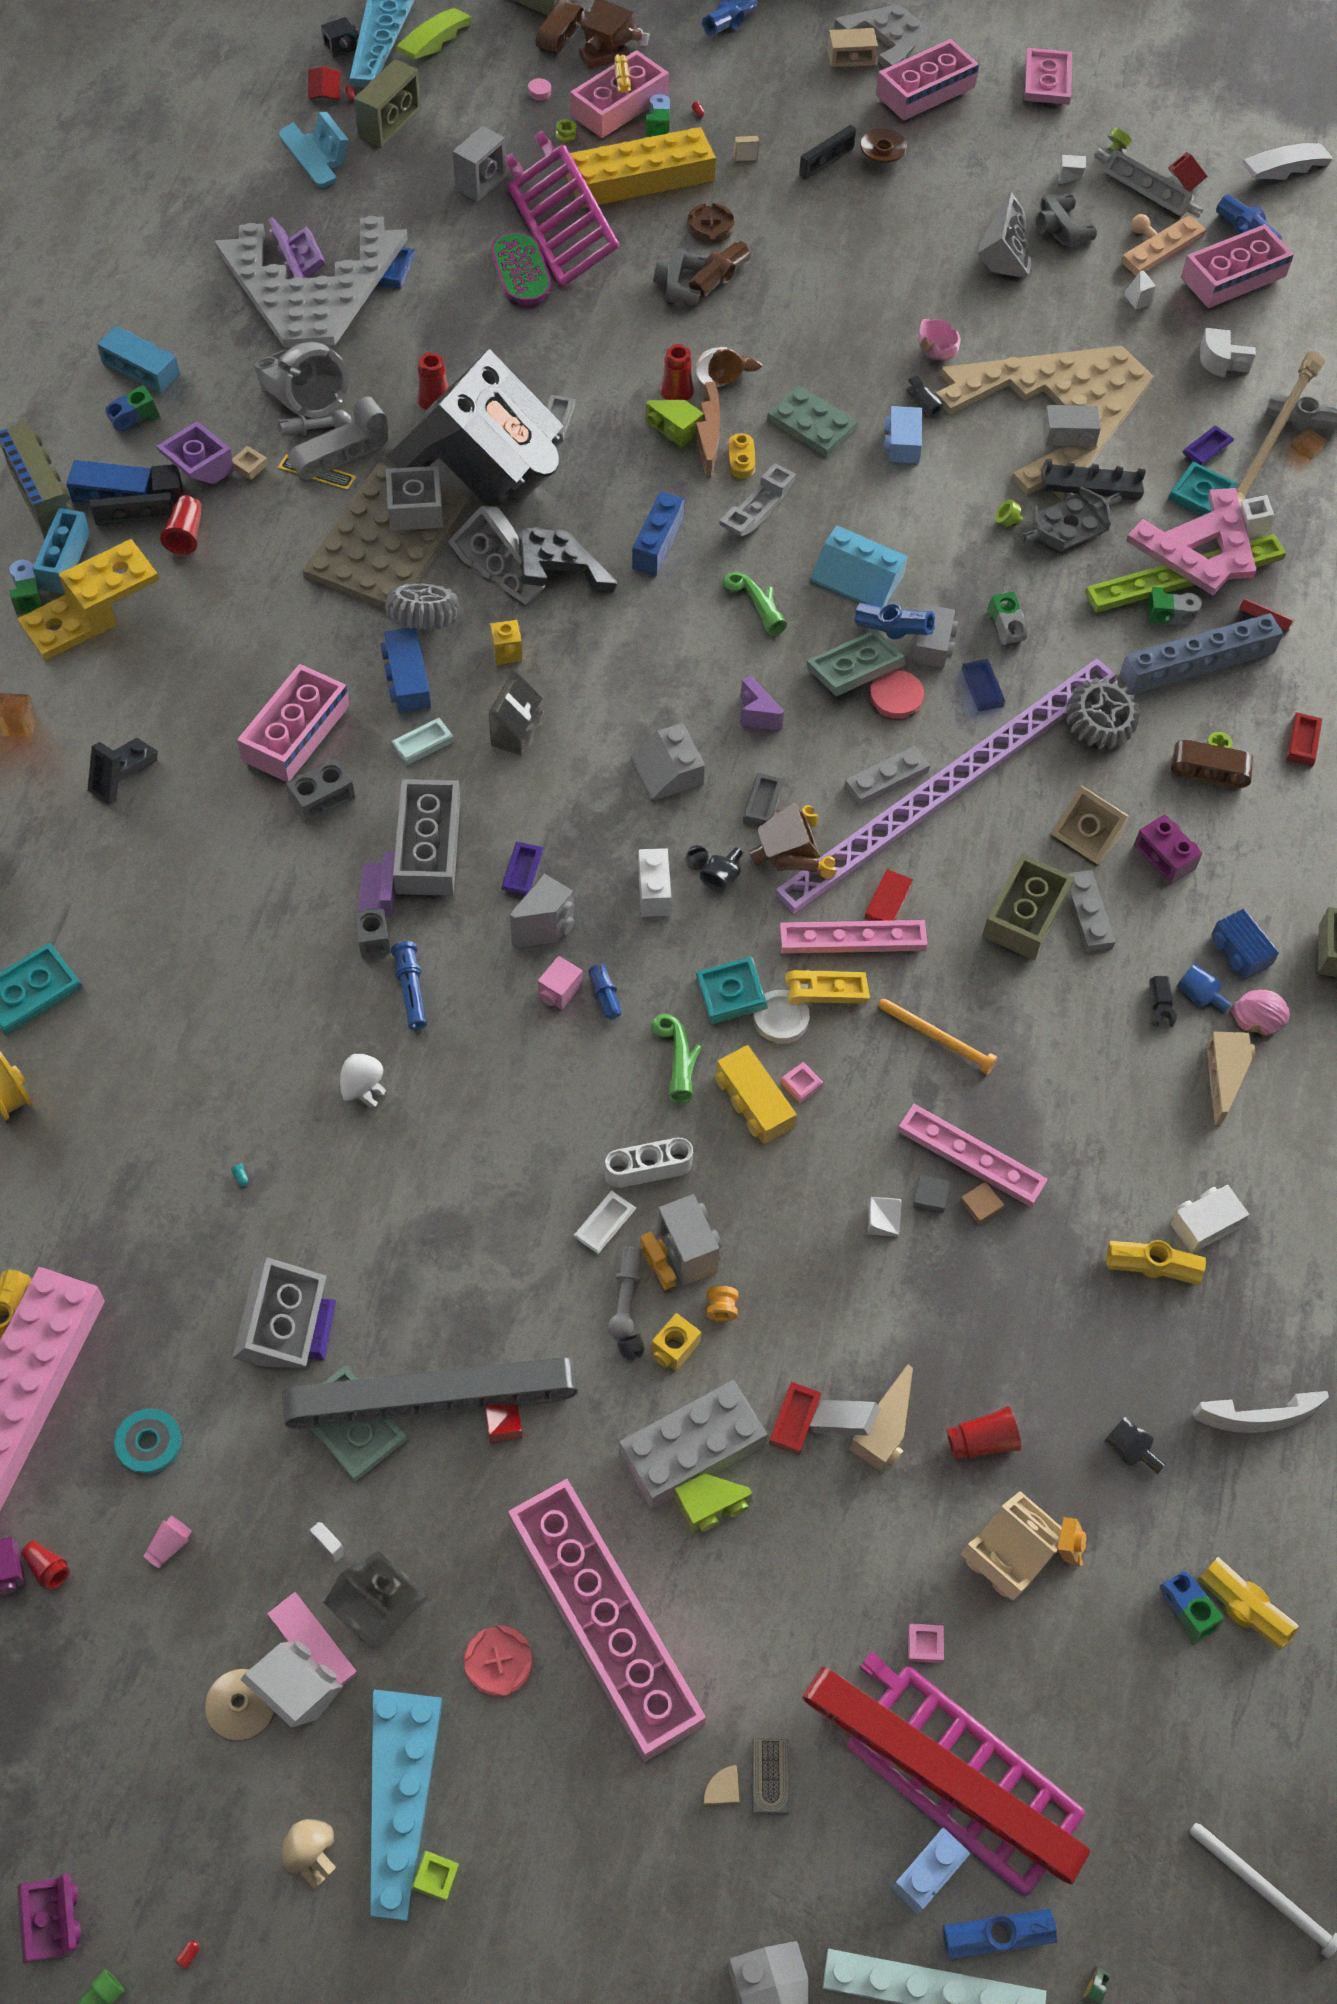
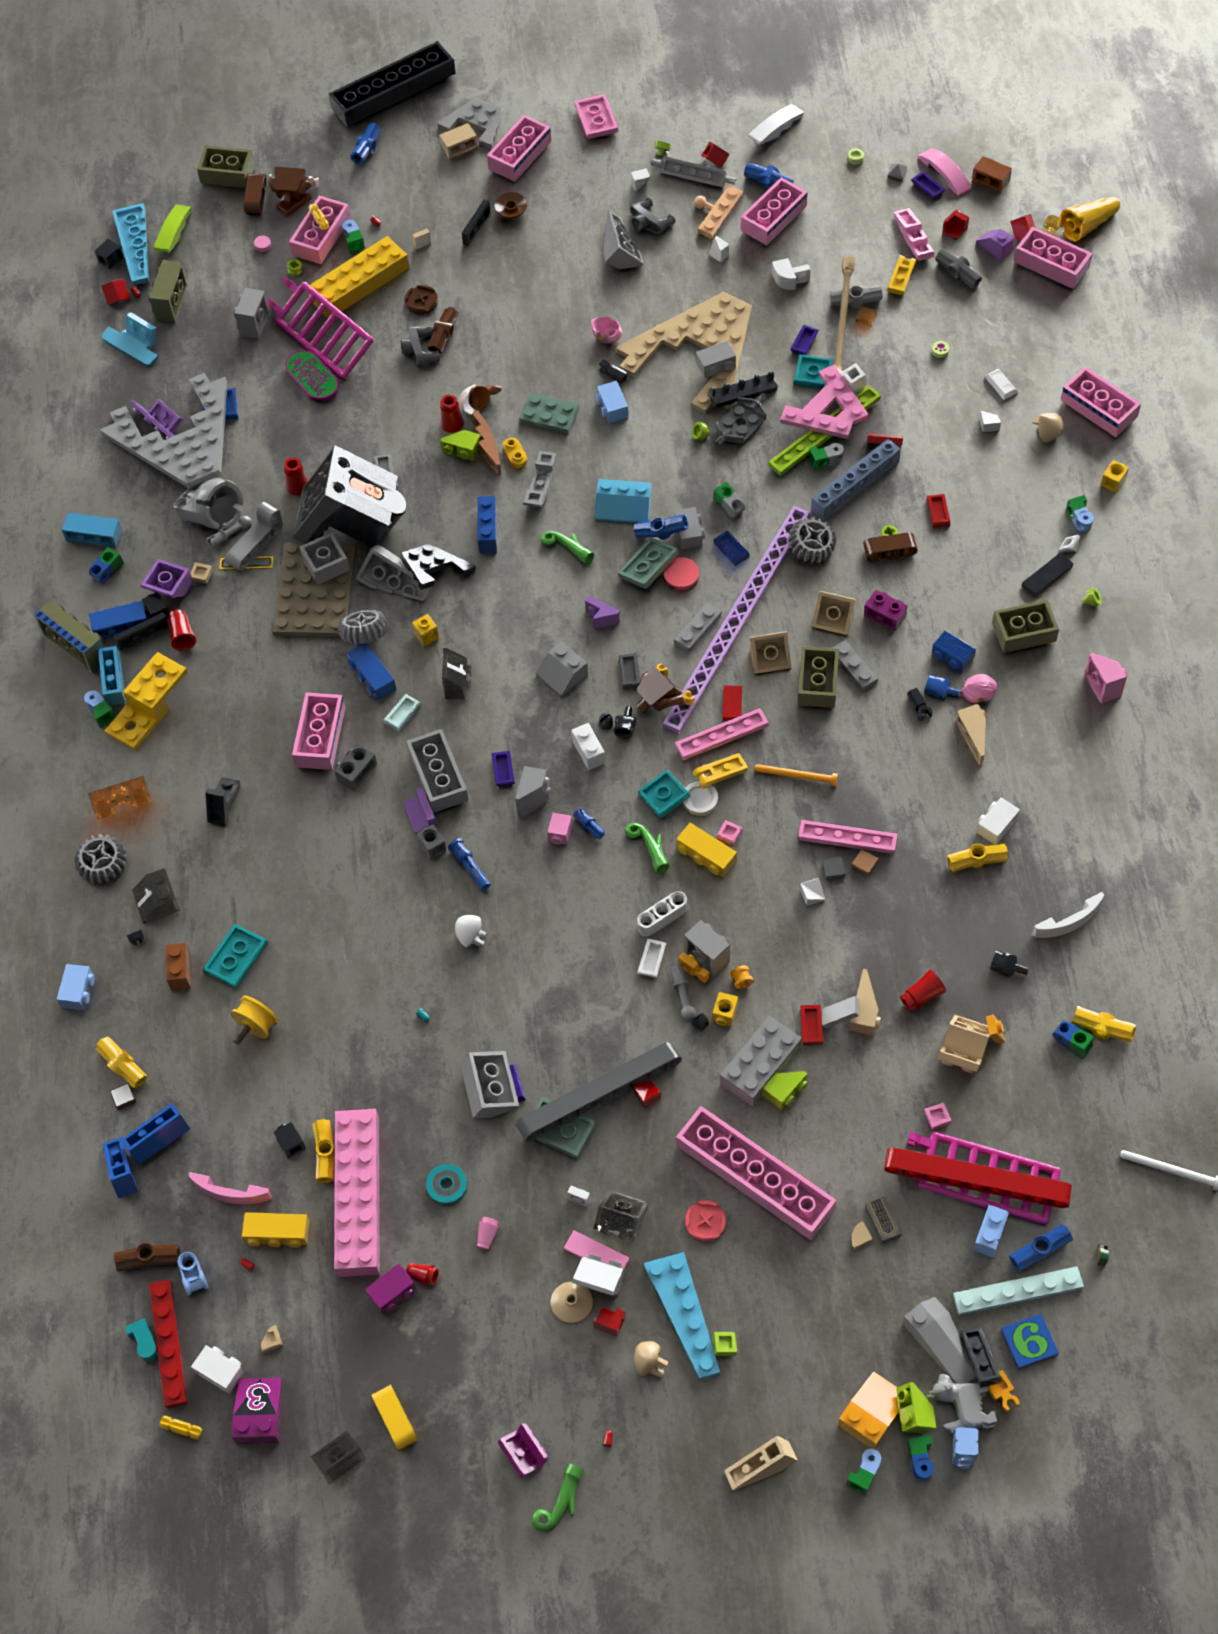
camera: 15 degrees left, 0 degrees up
(280, 1761) = (610, 1321): none -> red panel
(974, 847) = (770, 652): none -> tan slope

